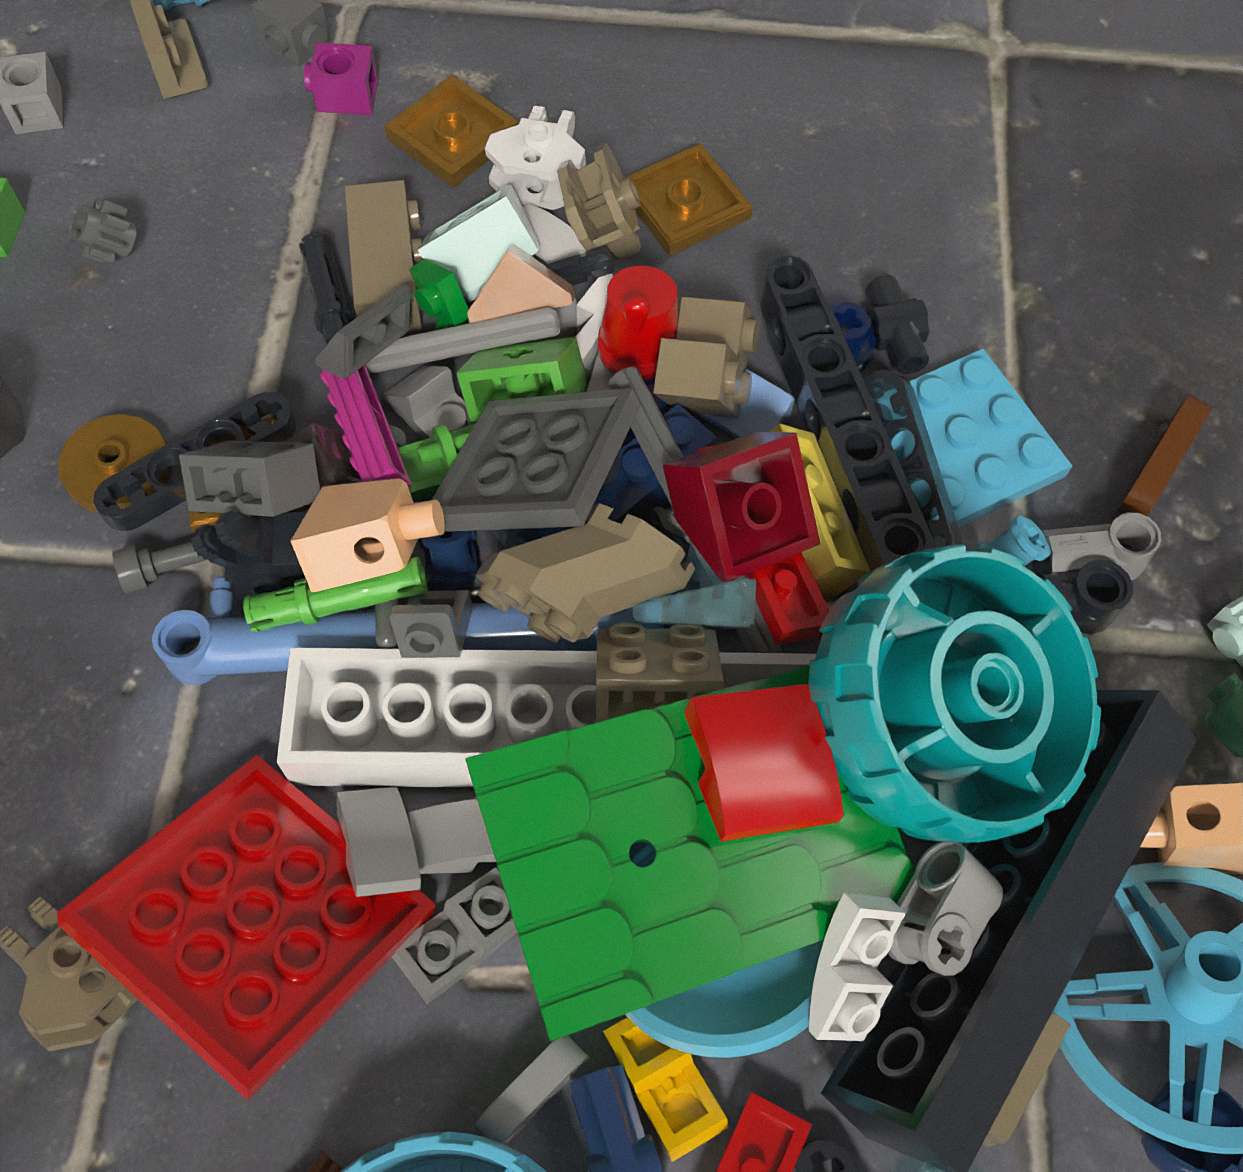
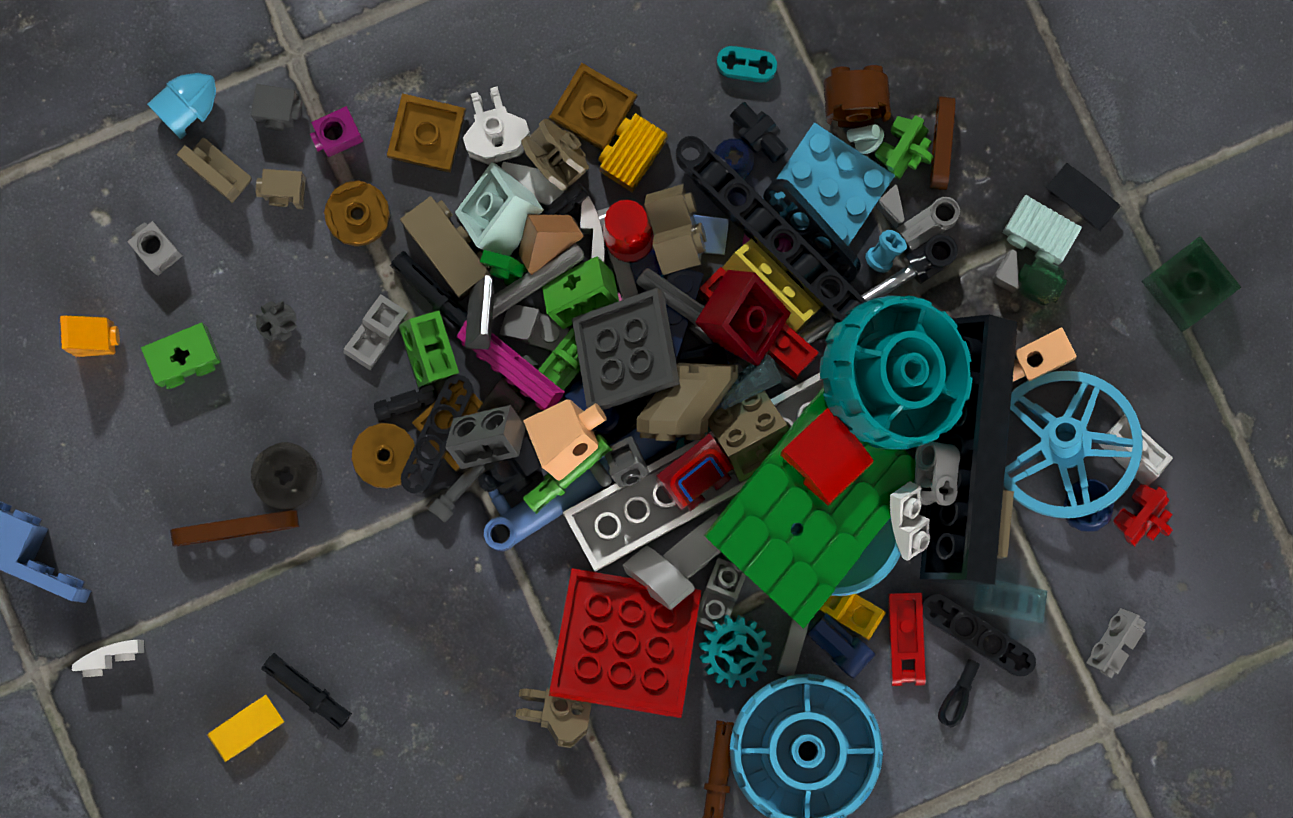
camera: 30 degrees left, 20 degrees up
(183, 409) = (405, 402): none -> black axle
(232, 310) = (375, 332): none -> light grey slope
(234, 102) = (282, 187): none -> dark tan brick
(268, 345) = (428, 348): none -> bright green brick
(302, 173) = (345, 201): none -> pearl gold plate
(449, 1063) = (737, 636): none -> teal gear
(525, 677) = (695, 474): none -> dark red slope
(713, 262) = (633, 151): none -> yellow brick
(922, 246) = (746, 56): none -> teal beam
(1048, 496) = (891, 207): none -> light grey slope
(1052, 397) = (866, 138): none -> light aqua plate
(1065, 334) = (857, 96): none -> reddish brown brick
(1111, 438) = (910, 149): none -> bright green hips
(1196, 679) = (1007, 273): none -> light grey slope

